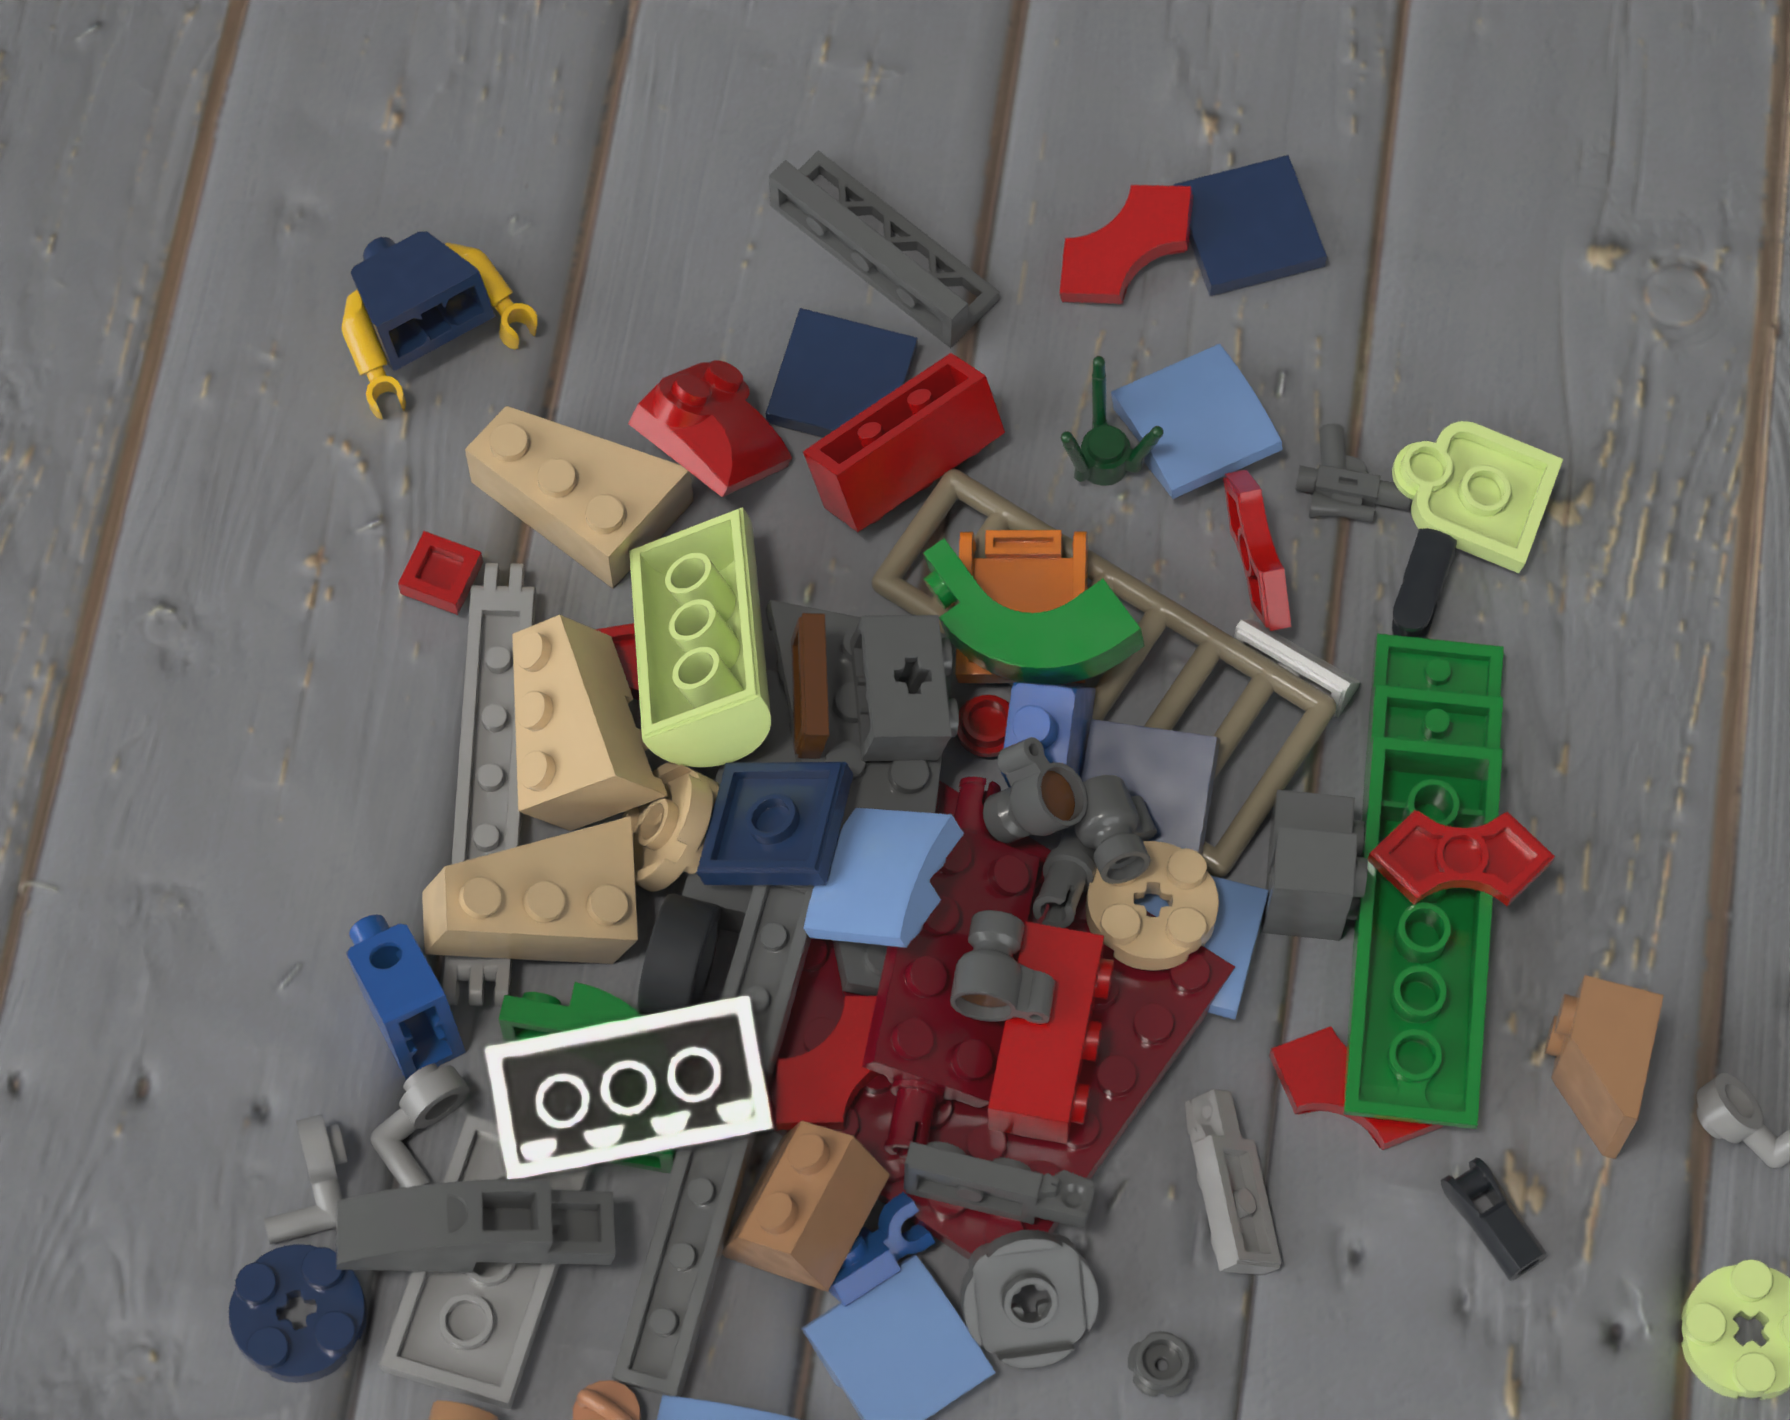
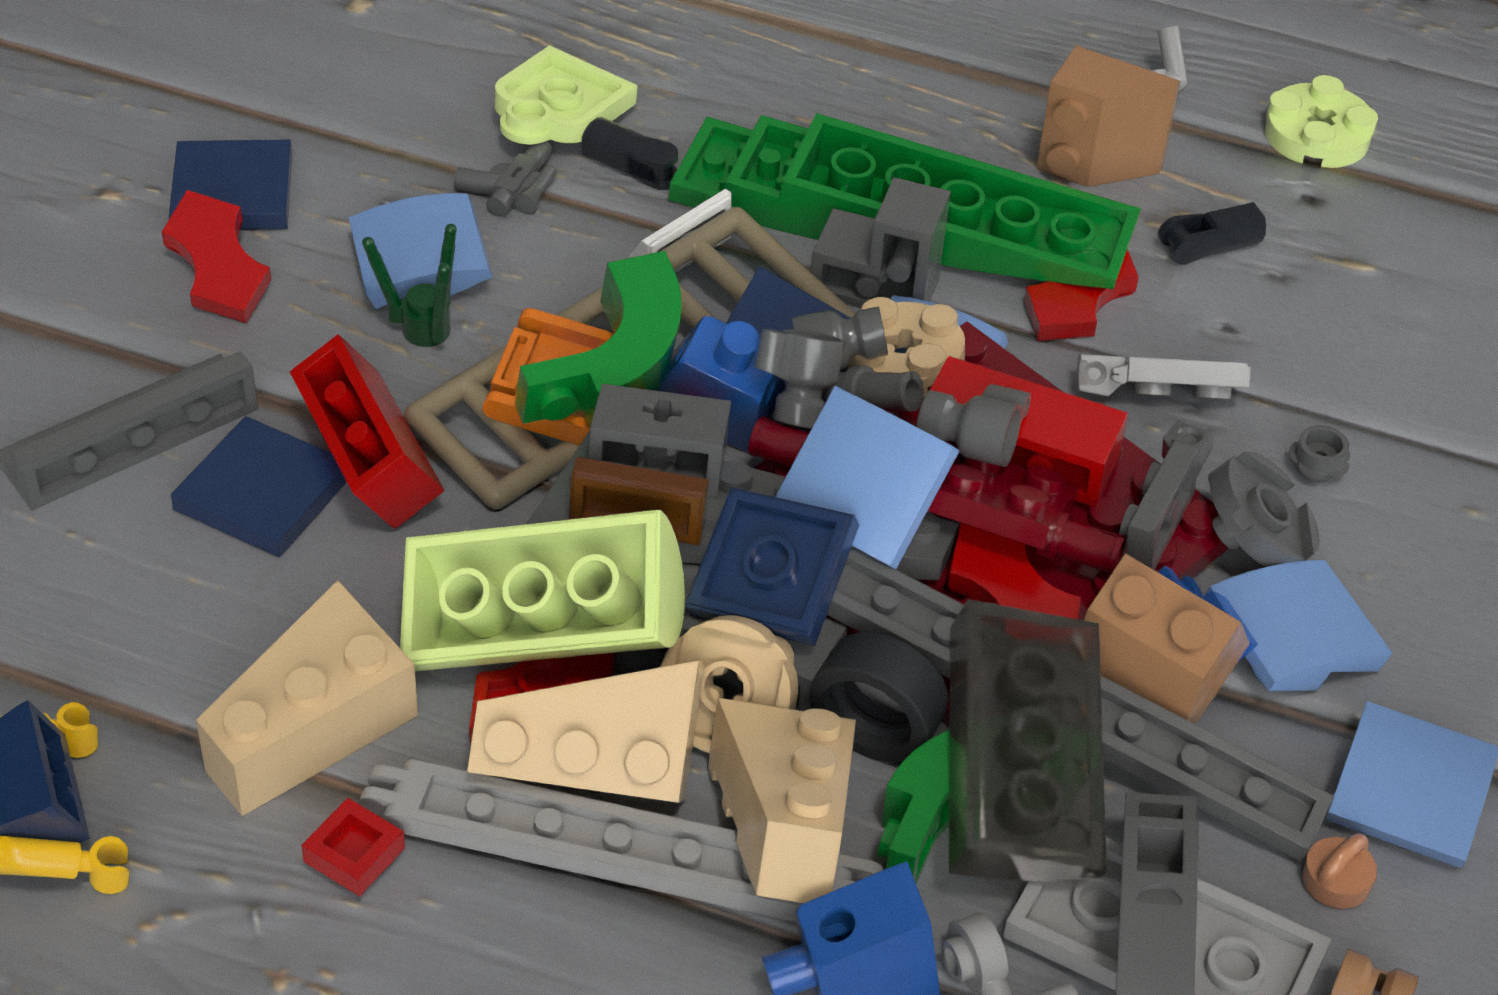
camera: 80 degrees left, 20 degrees down
(710, 427) = (283, 567): red slope -> none
(1257, 552) = (544, 227): red tile -> none
(1432, 857) = (914, 139): red tile -> none

